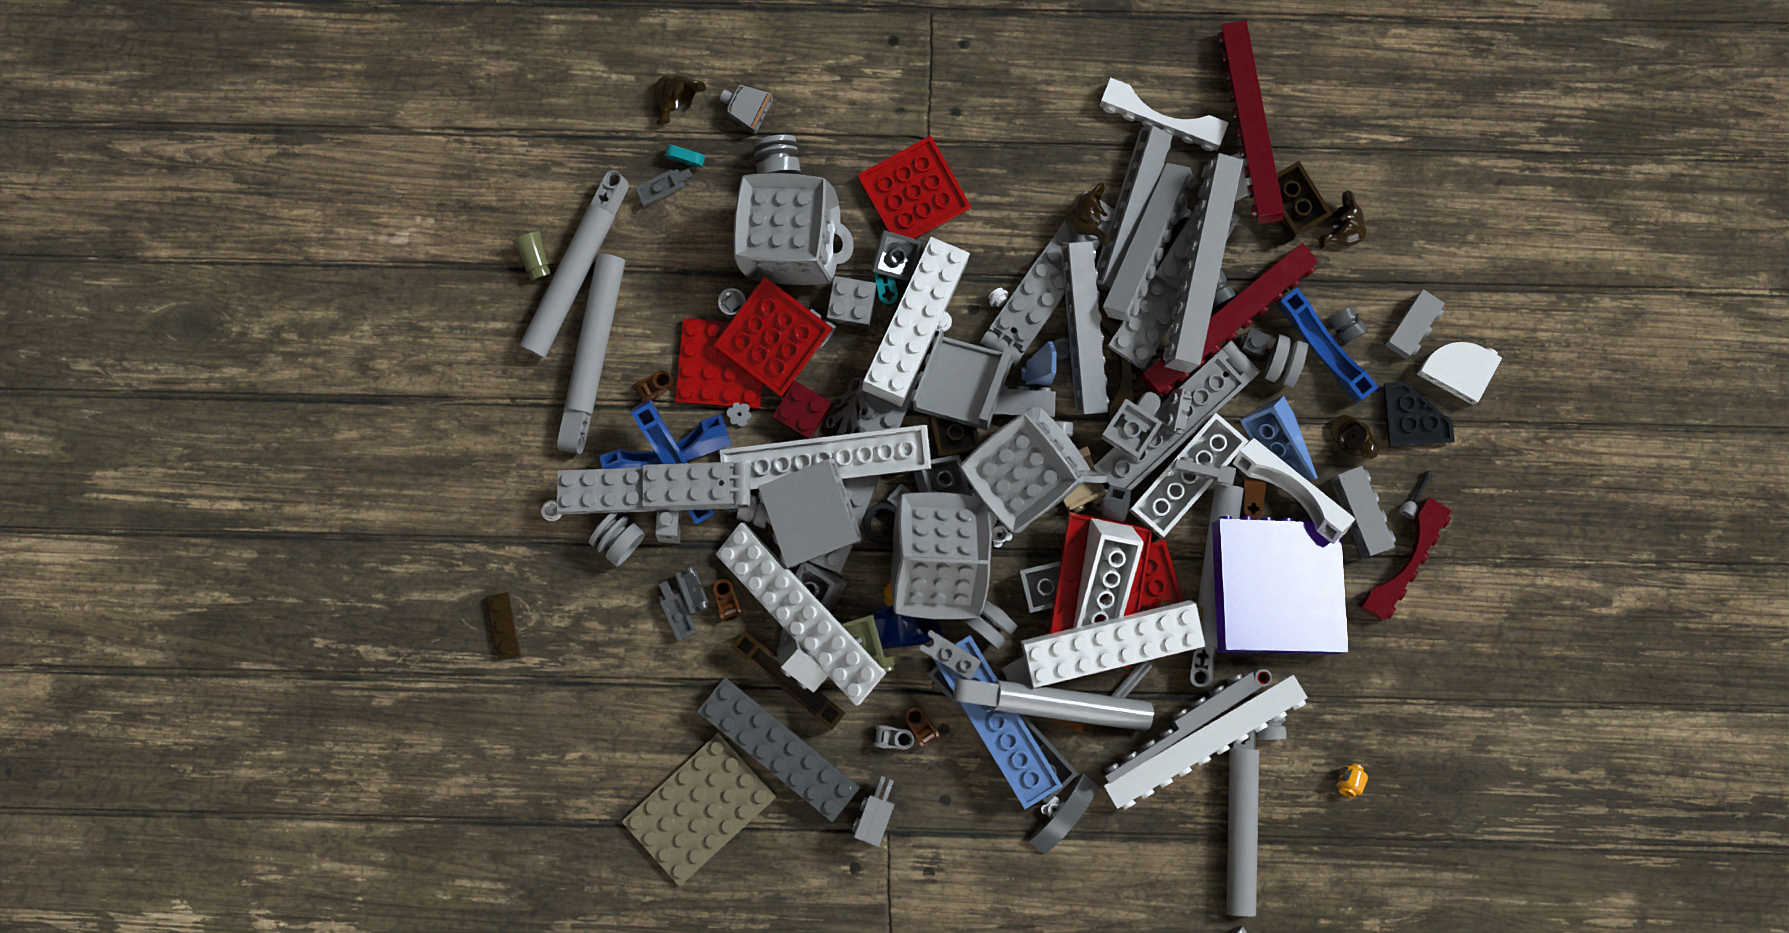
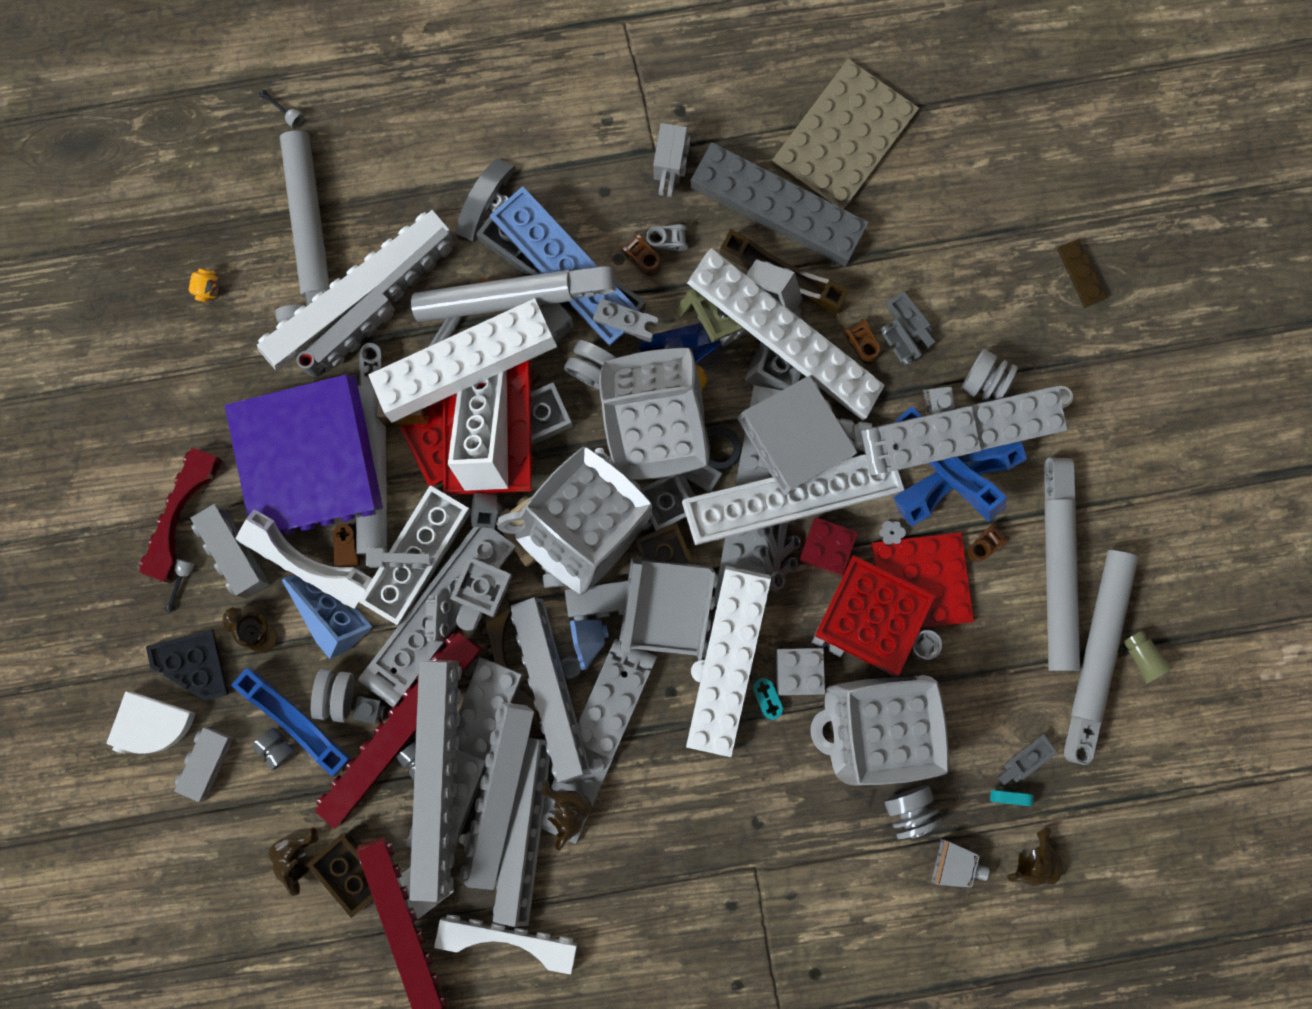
camera: 170 degrees right, 0 degrees up
(896, 255) = (763, 730): dark grey slope -> none
(914, 190) = (758, 806): red plate -> none
(998, 297) = (646, 708): white plate -> none

